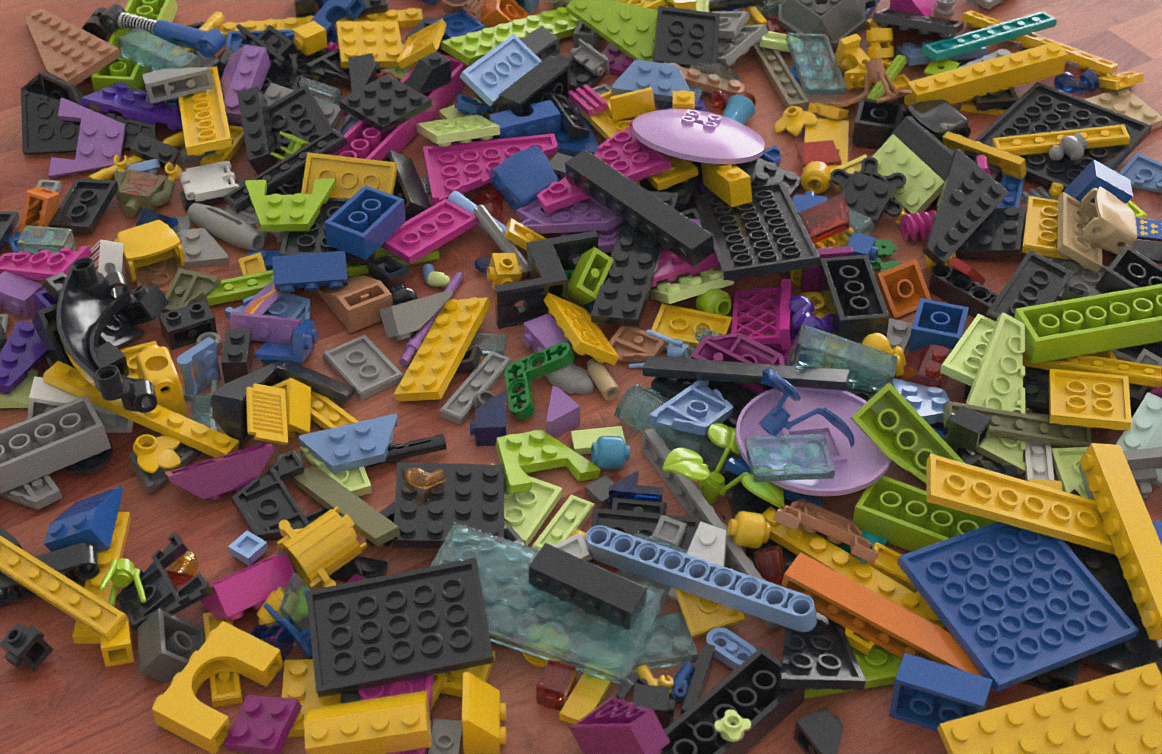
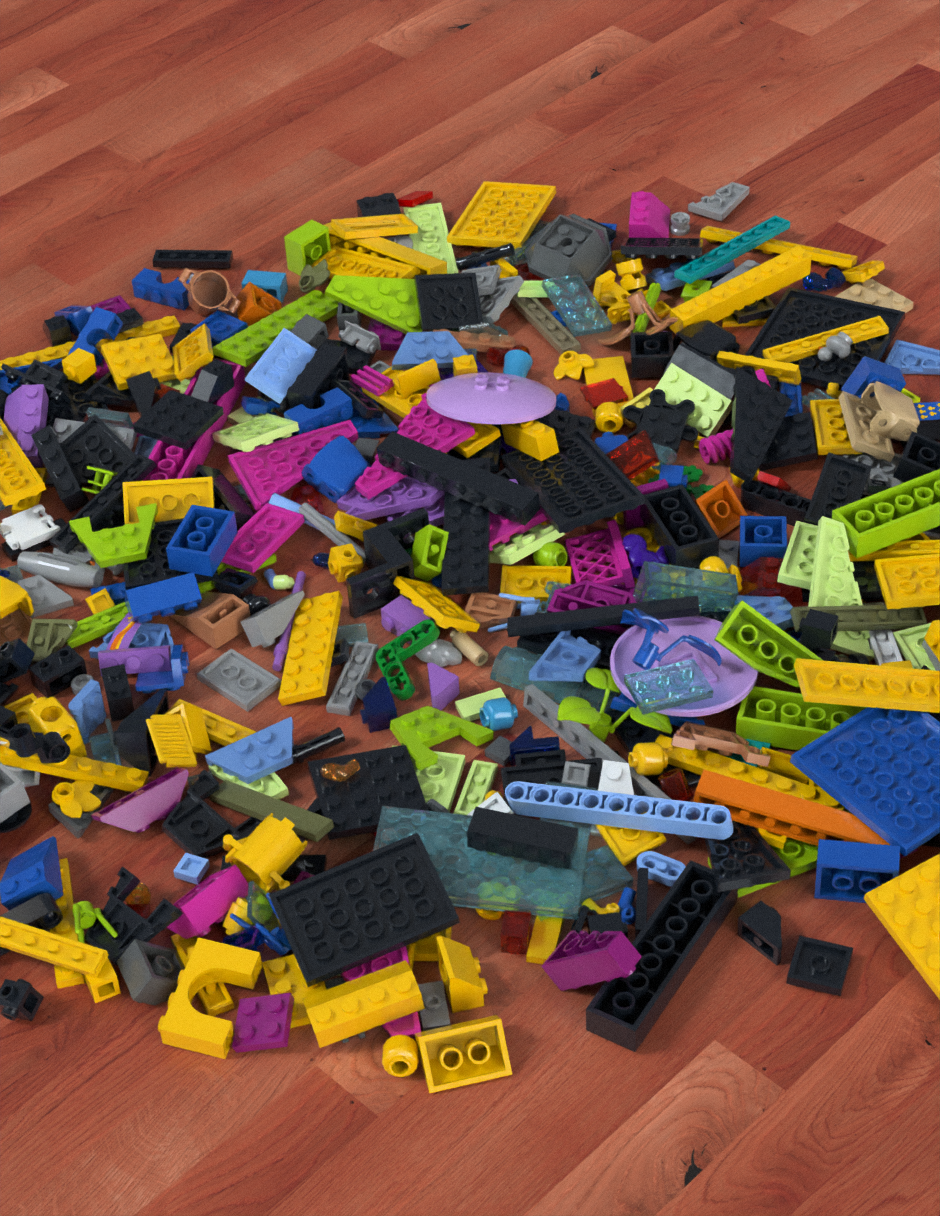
camera: 10 degrees left, 0 degrees up
(318, 382) = (206, 702): black tile -> none
(726, 728) = (687, 933): yellowish green plate -> none
(830, 112) = (601, 350): yellow plate -> none

